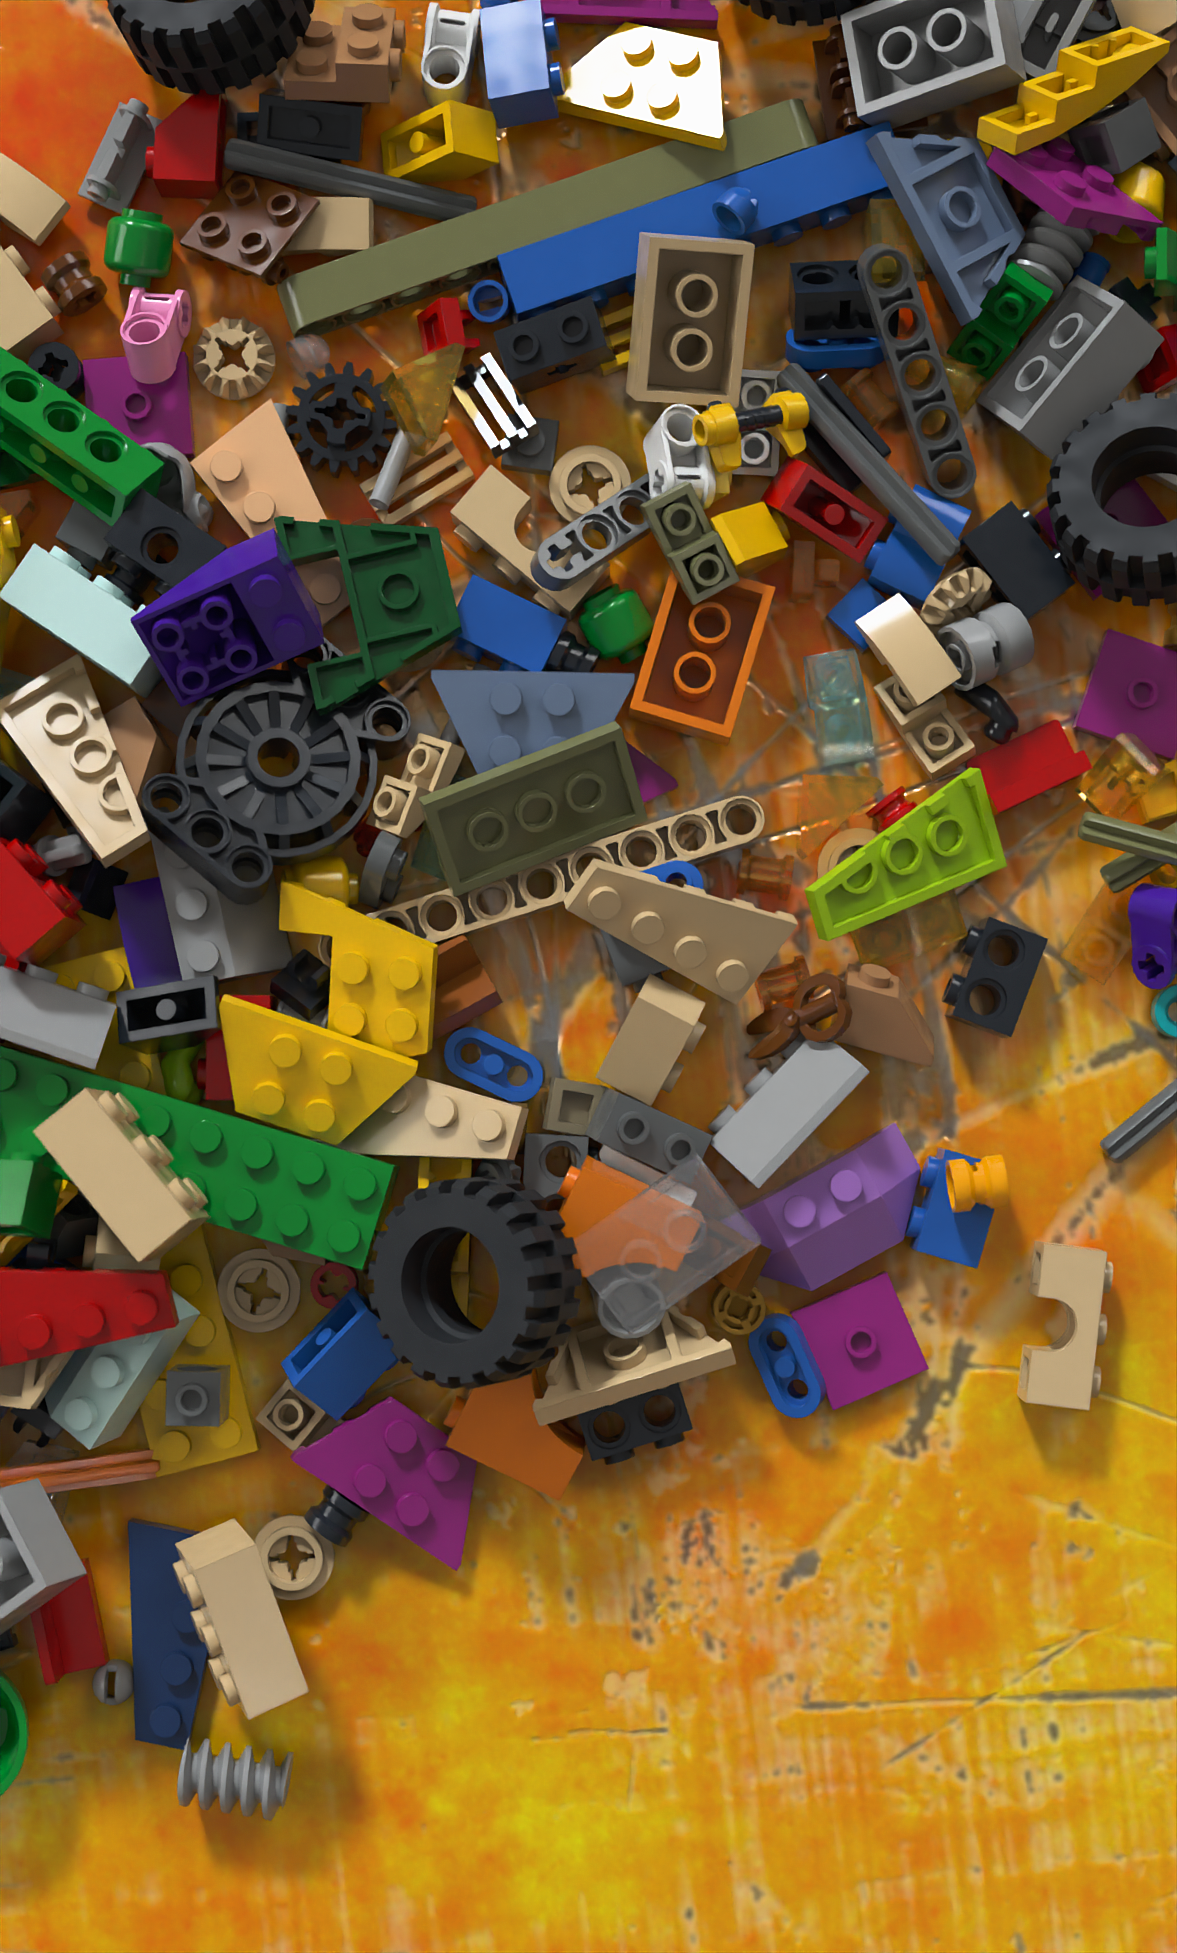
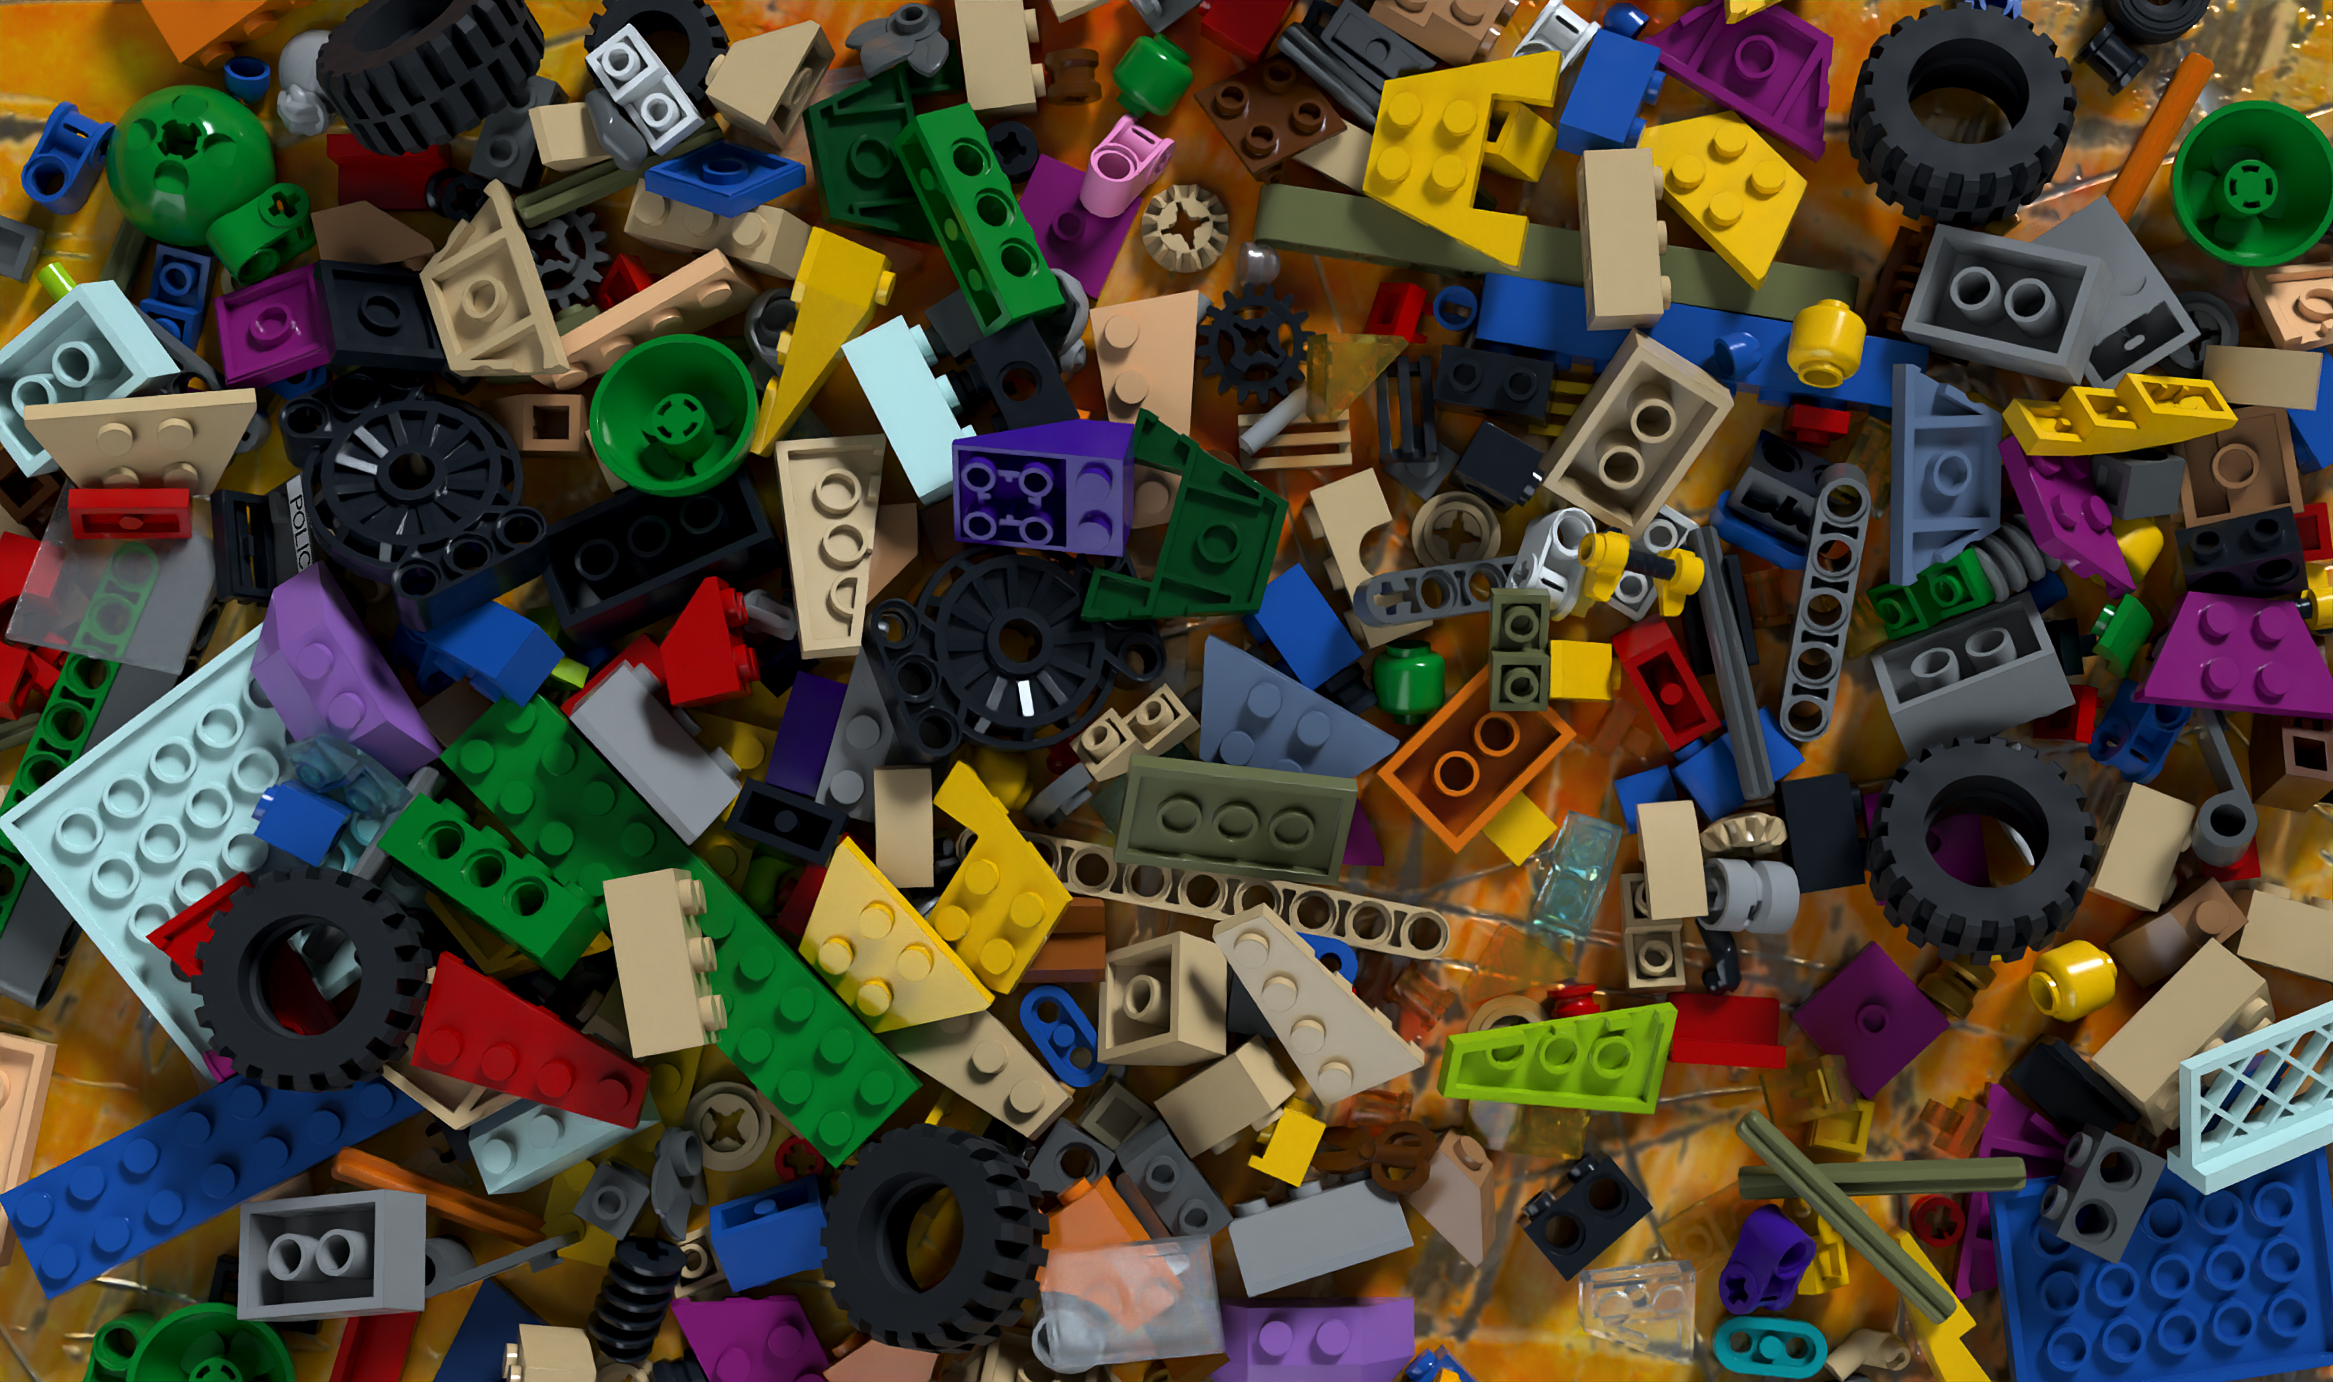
camera: 30 degrees right, 0 degrees up
(96, 1528) = (452, 1264): none -> dark grey door
(241, 1354) = (678, 1179): none -> dark grey plate
(258, 1468) = (635, 1297): none -> black piece
(266, 960) = (904, 824): none -> tan slope
(396, 171) = (1434, 143): none -> yellow wing
(559, 991) = (1163, 1003): none -> tan slope
(591, 166) = (1622, 239): none -> tan brick
(593, 408) = (1498, 468): none -> black brick
(723, 1049) = (1289, 1142): none -> yellow brick
(770, 695) = (1519, 829): none -> yellow tile
(803, 160) = (1826, 344): none -> yellow head
(831, 237) = (1815, 425): none -> red plate
(1083, 1025) = (1642, 1307): none -> clear wing

